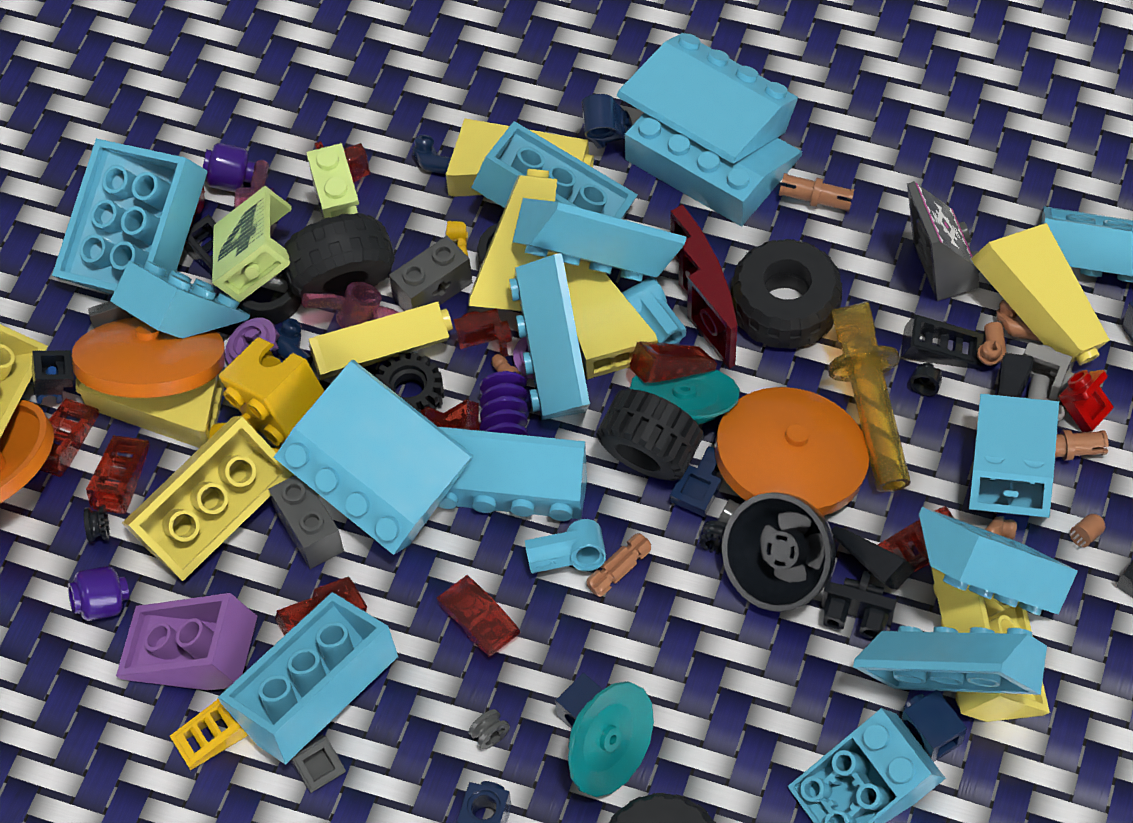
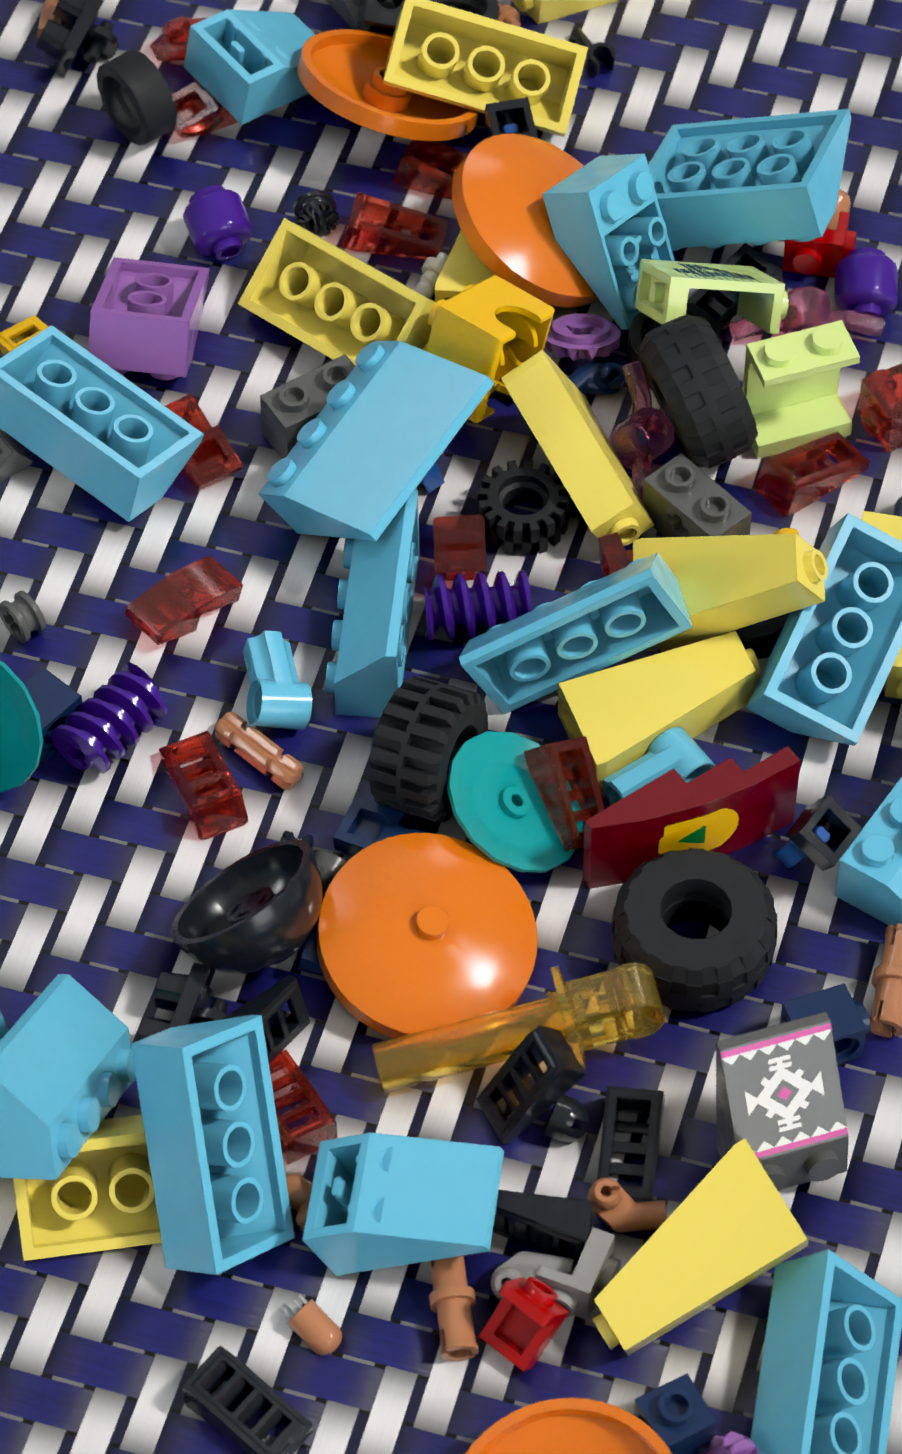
camera: 85 degrees right, 5 degrees down
(168, 444) = (431, 271): none -> white piece
(397, 217) = (788, 492): none -> clear red slope
(592, 657) = (109, 720): none -> dark purple piece
(595, 238) = (727, 648): medium azure slope -> none
(640, 589) = (205, 787): none -> clear red slope
(718, 212) = (820, 833): none -> black piece
(857, 230) = (847, 1018): none -> dark blue brick
(894, 369) = (562, 1073): none -> black slope

